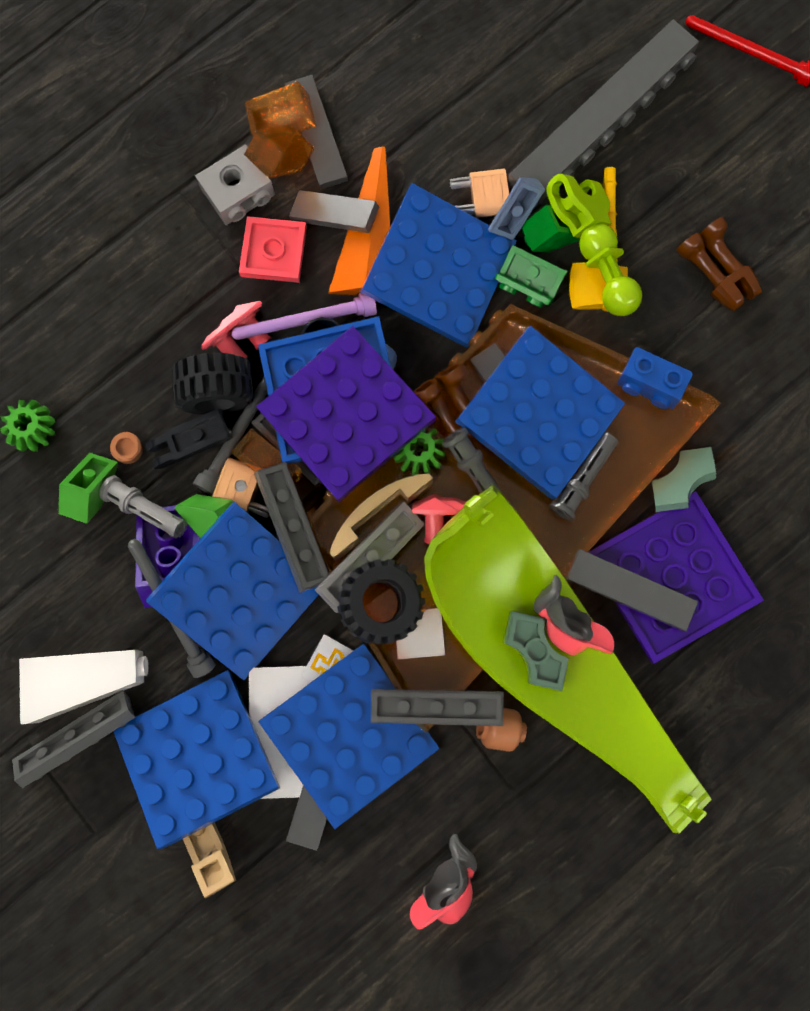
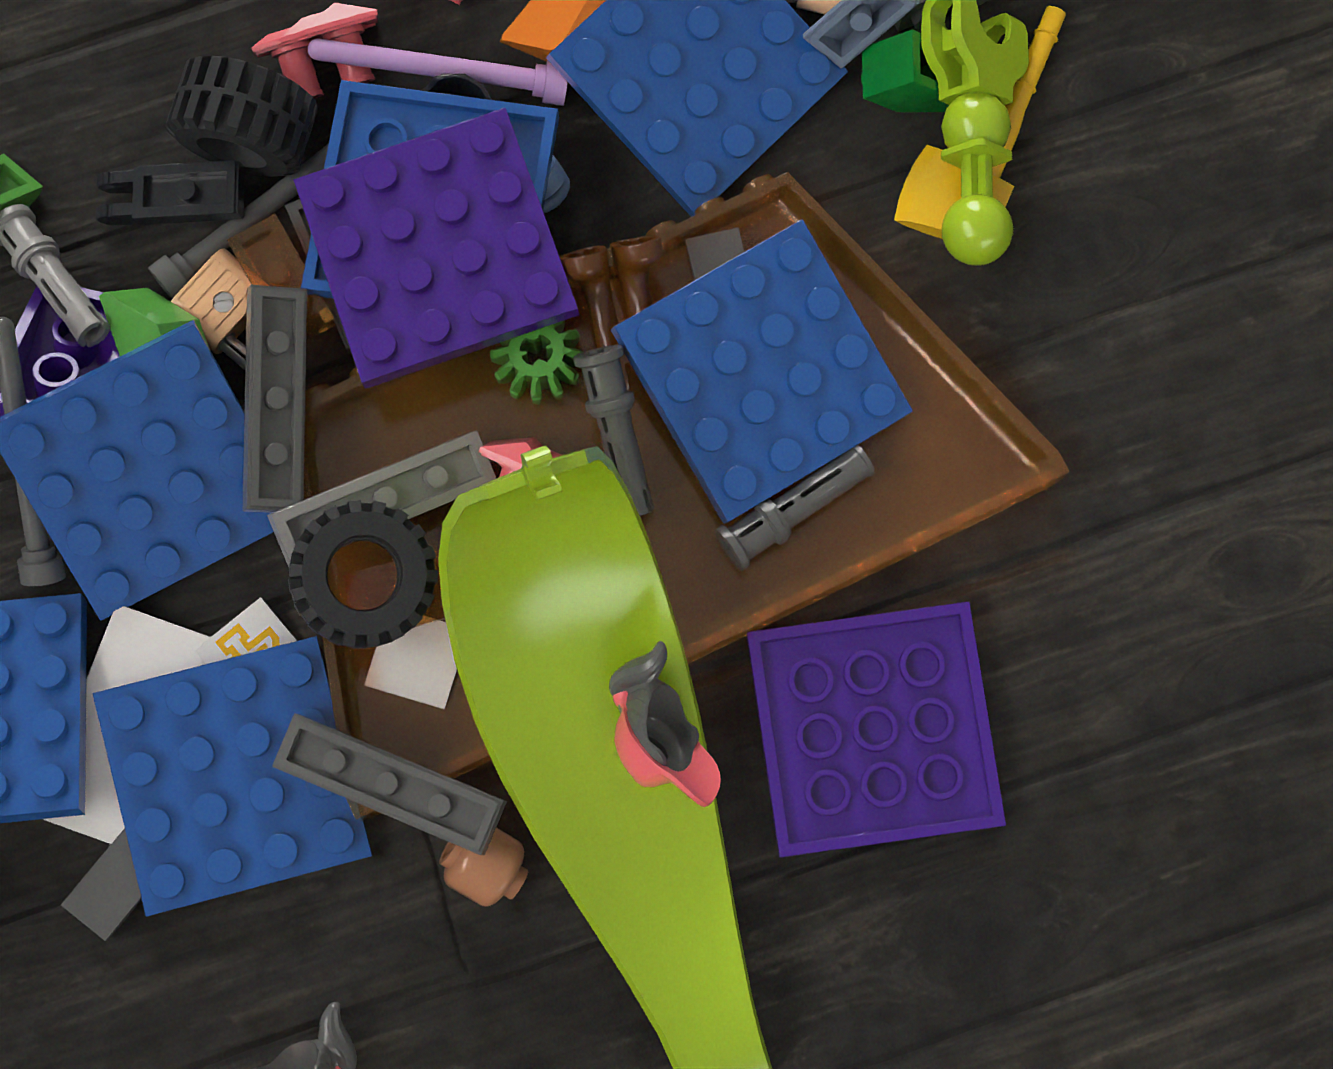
camera: 15 degrees right, 0 degrees up
(126, 448) = (66, 169): nougat tile -> none
(407, 487) = (358, 453): tan slope -> none
(527, 636) = (580, 727): sand green tile -> none
(530, 276) = (844, 141): green bracket -> none
(632, 590) = (789, 721): dark grey tile -> none
(654, 379) = (974, 388): blue bracket -> none
(692, 470) = (938, 583): sand green tile -> none
(740, 277) = (1161, 290): reddish brown piece -> none

